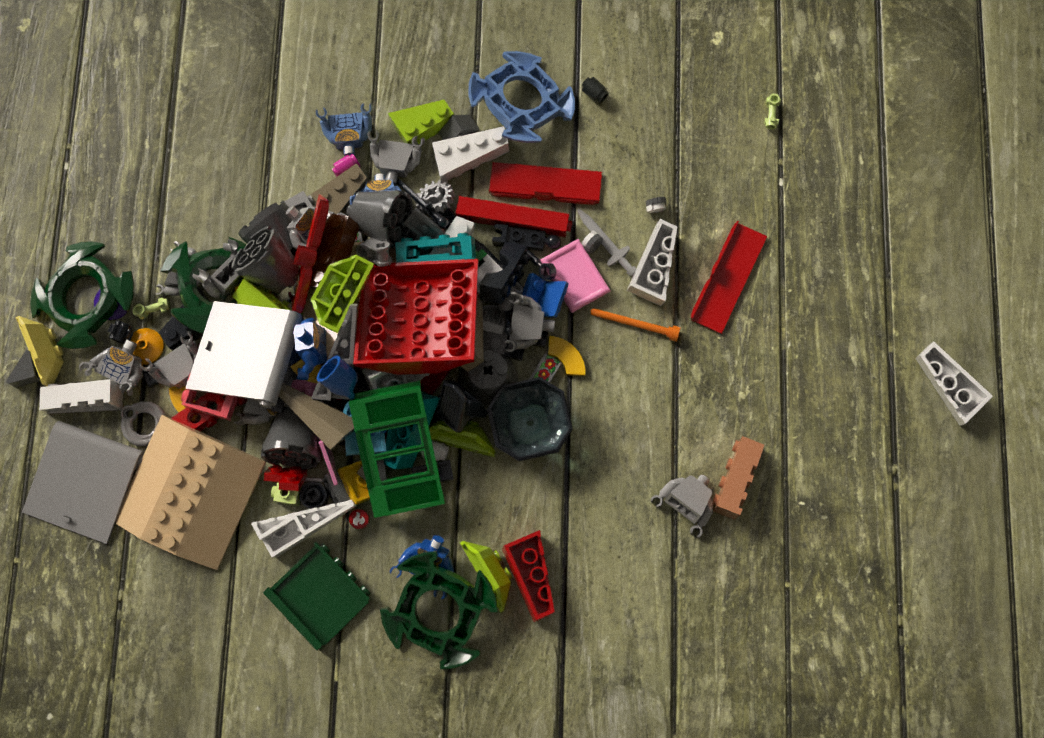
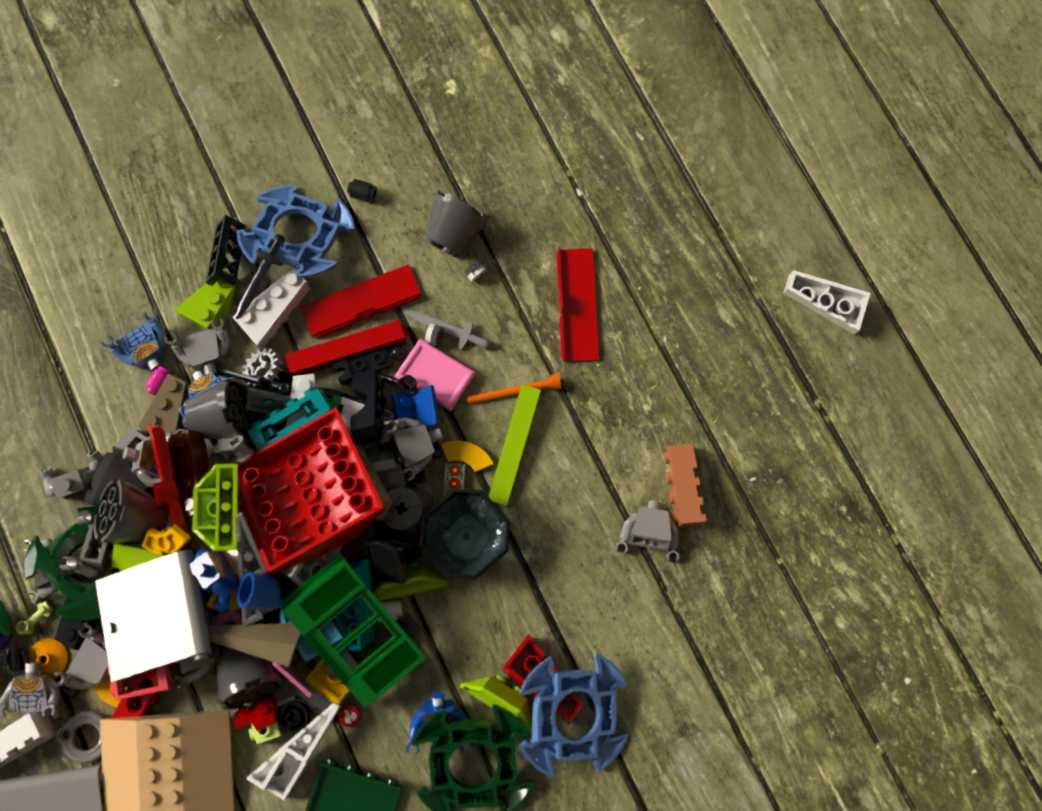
camera: 30 degrees left, 0 degrees up
(236, 213) = (72, 481): none -> light grey torso
(285, 298) = (165, 542): none -> yellow tile
(445, 88) = (221, 247): none -> black fence
(486, 109) = (268, 259): none -> black sword
(538, 583) = (551, 689): none -> medium blue piece
(611, 368) = (514, 445): none -> lime tile
(653, 270) = (505, 331): white wedge -> none
(657, 155) = (453, 224): none -> dark grey cone
(772, 103) = (533, 124): yellowish green bar -> none

